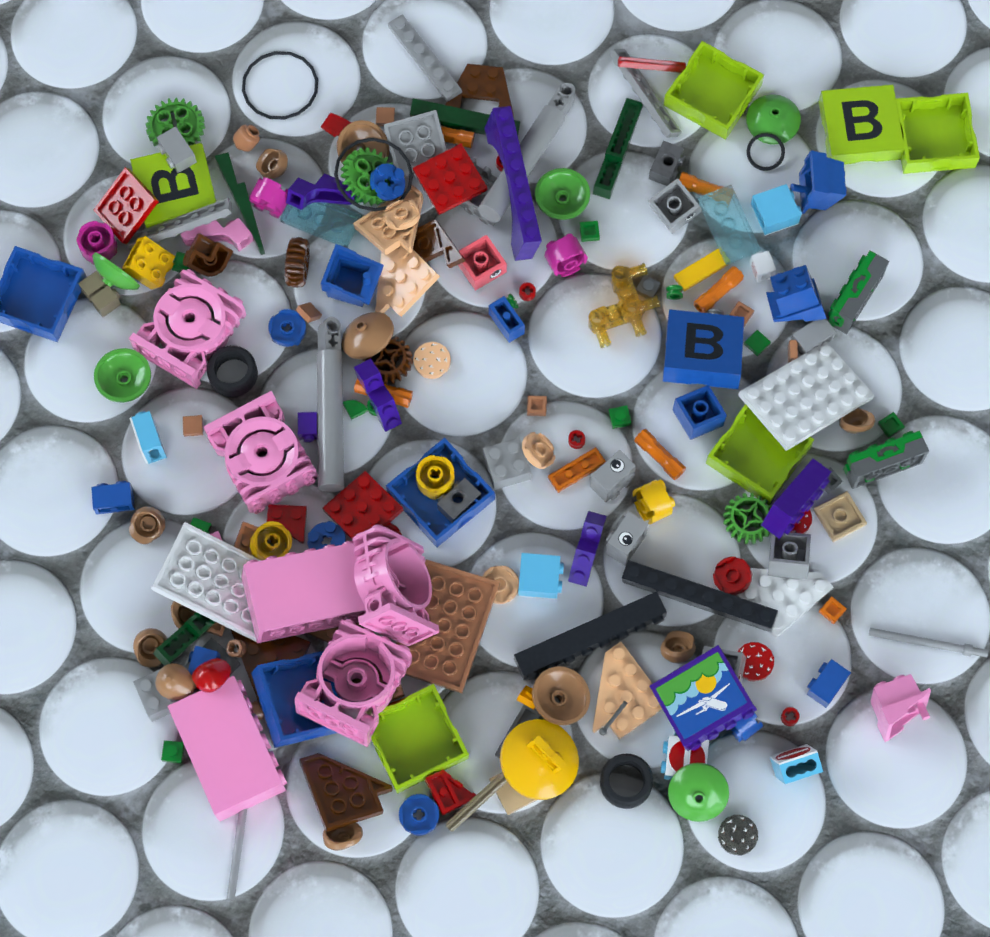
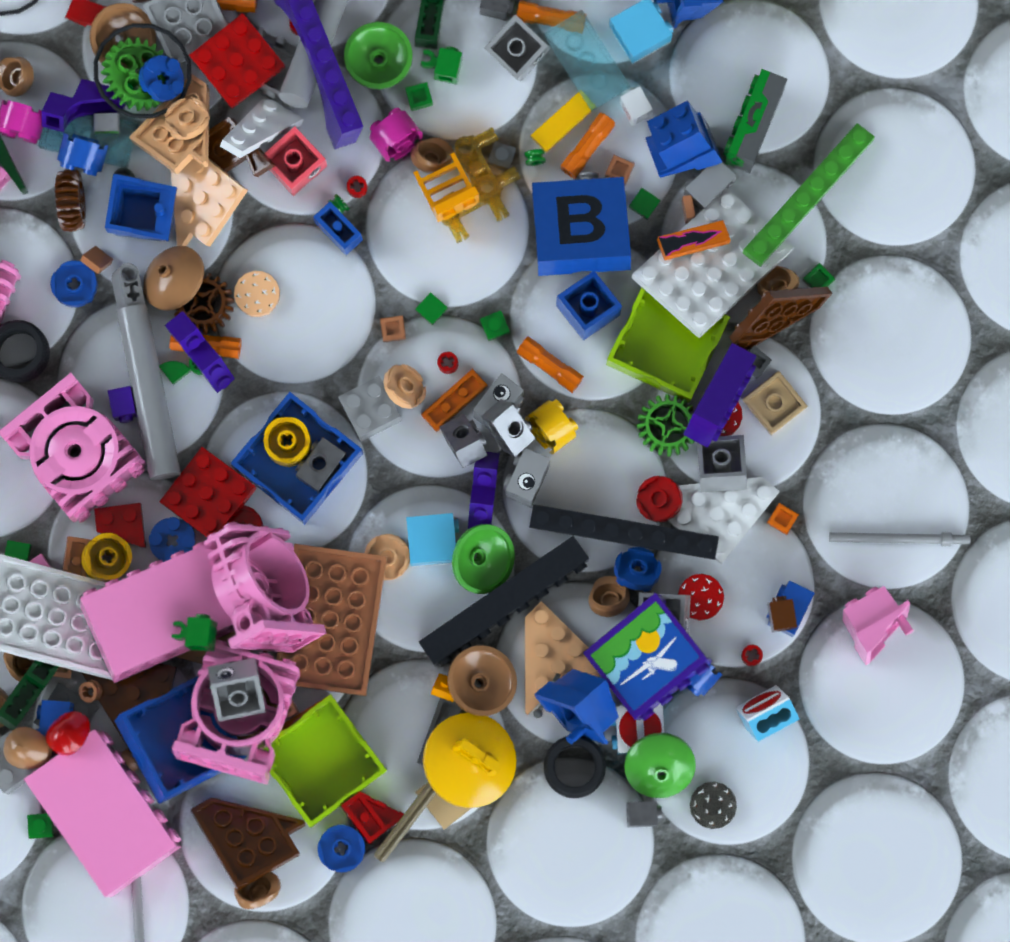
camera: 10 degrees left, 10 degrees up
(314, 227) = (82, 153): none -> blue brick
(334, 610) = (198, 633): none -> green brick
(337, 210) = (106, 123): none -> flat silver piece
(357, 660) = (236, 689): none -> light grey brick
(458, 229) = (260, 126): none -> white wing
(570, 395) = (431, 308): none -> green tile
(580, 500) = (464, 441): none -> flat silver brick
(587, 600) = (493, 559): none -> bright green dish
(591, 276) = (431, 154): none -> medium nougat hat
(604, 313) = (455, 202): none -> light orange plate
(610, 485) = (498, 420): none -> brick
(614, 211) = (446, 65): none -> green brick
(640, 728) = (580, 705): none -> blue piece
(678, 829) = (643, 814): none -> flat silver brick
(696, 630) = (633, 579): none -> blue plate
(793, 373) = (693, 240): none -> tile
(821, 684) = (781, 614): none -> reddish brown brick
(851, 437) = (777, 312): none -> reddish brown wing
(885, 459) = (818, 326): dark grey piece -> none
(892, 356) = (808, 195): none -> bright green plate

